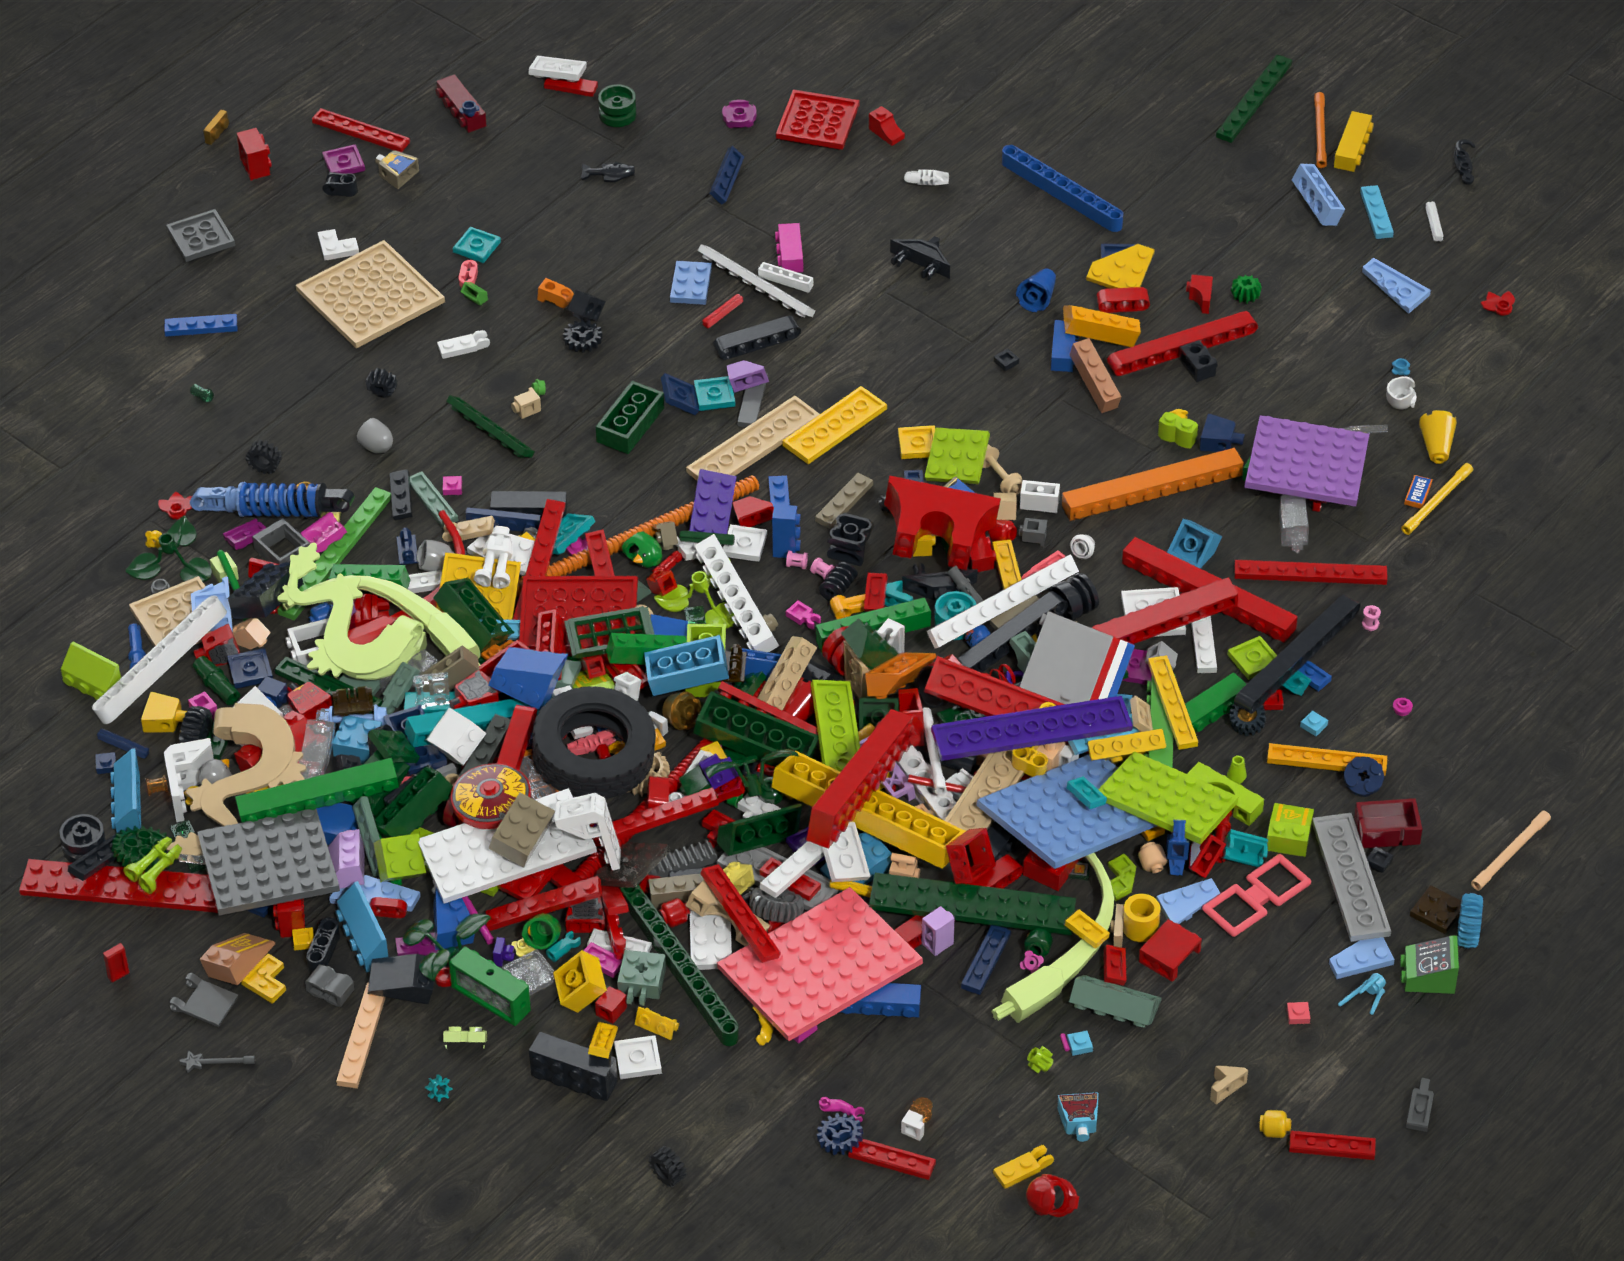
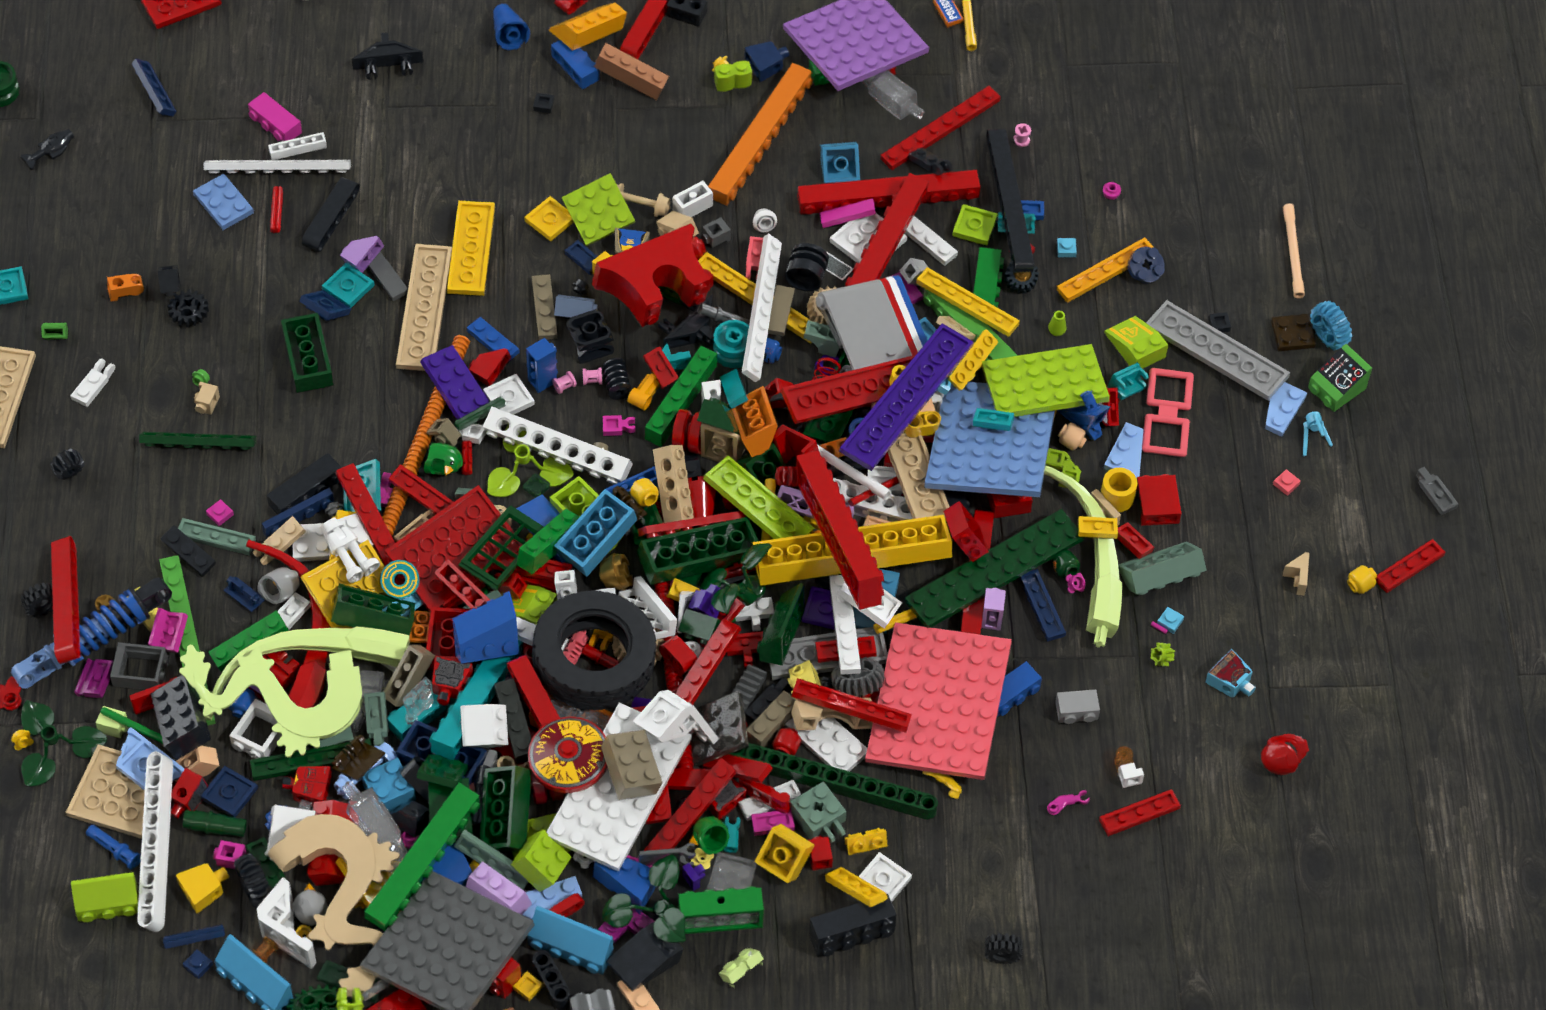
camera: 45 degrees left, 10 degrees up
(159, 585) = (72, 778): dark grey plate -> none
(274, 463) = (65, 600): none -> red beam
(275, 690) = (272, 796): brick -> none
(375, 436) = (116, 515): light grey piece -> none
(464, 274) = (25, 319): coral beam -> none
(495, 923) = (651, 856): none -> dark grey flag
(507, 598) = (411, 579): none -> teal tile
(660, 579) = (483, 475): red brick -> none
(675, 753) = (653, 607): none -> white fence
(733, 119) = (106, 34): magenta plate -> none
(756, 664) = (644, 492): none -> yellow head
(840, 1134) = (1085, 830): dark blue gear -> none
(860, 507) = (571, 306): none -> sand blue brick
(904, 866) = (914, 578): light nougat brick -> none
(913, 645) = (733, 388): none -> teal tile
(928, 1047) = (1077, 706): none -> light grey brick
(997, 644) = (794, 327): beam -> none
(1023, 1167) = (1233, 748): yellow hinge -> none
(1105, 612) = (838, 267): none -> sticker
(1155, 582) = (848, 213): none -> dark pink tile
(1249, 804) = (1053, 342): lime arch -> none
(1267, 586) = (930, 161): none -> black hinge
(1388, 823) = (1202, 289): dark red piece -> none

